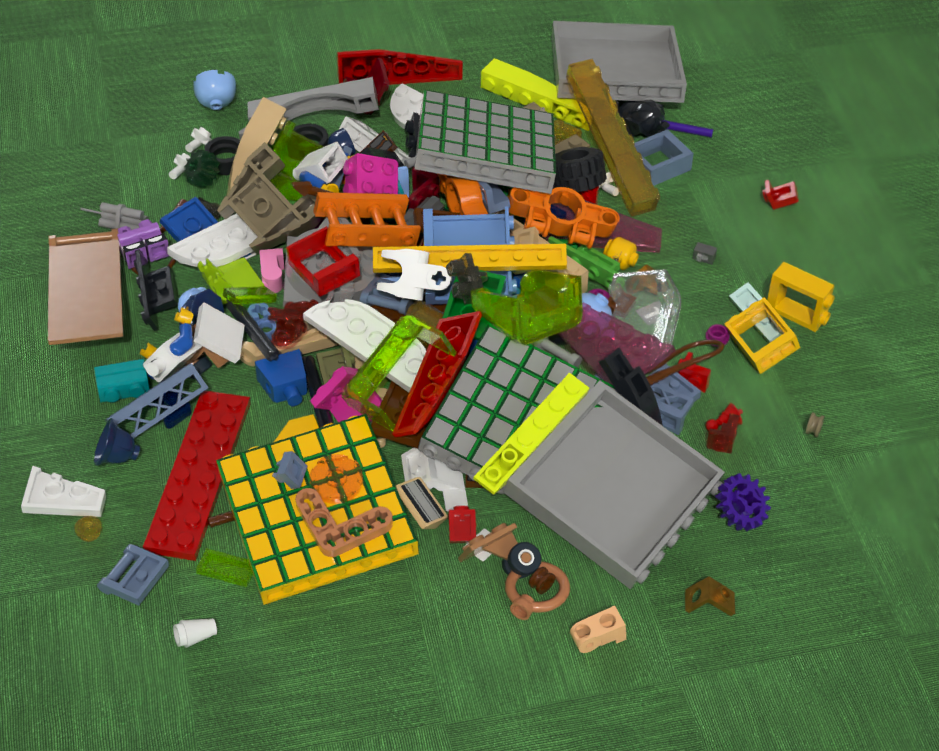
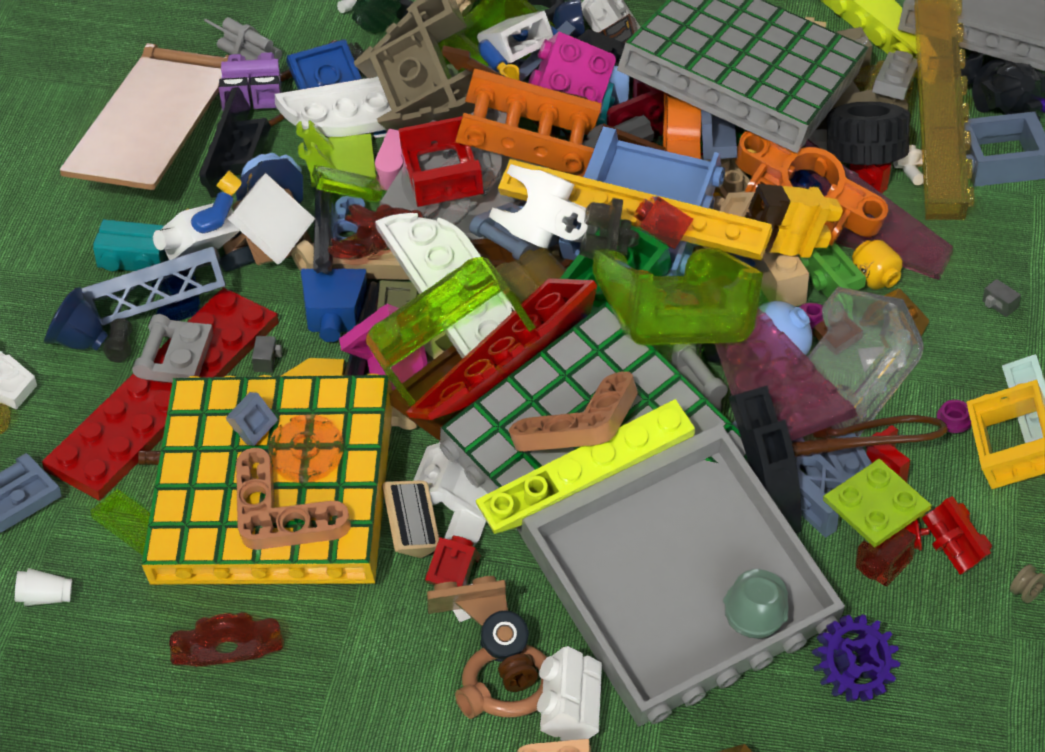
camera: 25 degrees right, 0 degrees up
(150, 452) = (117, 346): none -> clear smoke pin
(205, 442) = (185, 352): none -> light grey plate
(256, 426) = (265, 354): none -> flat silver piece
(357, 616) = (199, 645): none -> clear red piece
(496, 260) = (662, 221): none -> clear red bracket
(524, 407) = (587, 428): none -> nougat beam
(573, 127) = (896, 75): none -> light grey plate
(574, 232) = (795, 218): none -> yellow hips
(586, 583) = (570, 695): none -> white brick
(673, 487) = (757, 604): none -> sand green hat
(707, 402) = (877, 503): none -> lime plate
(761, 408) = (957, 535): none -> red hips

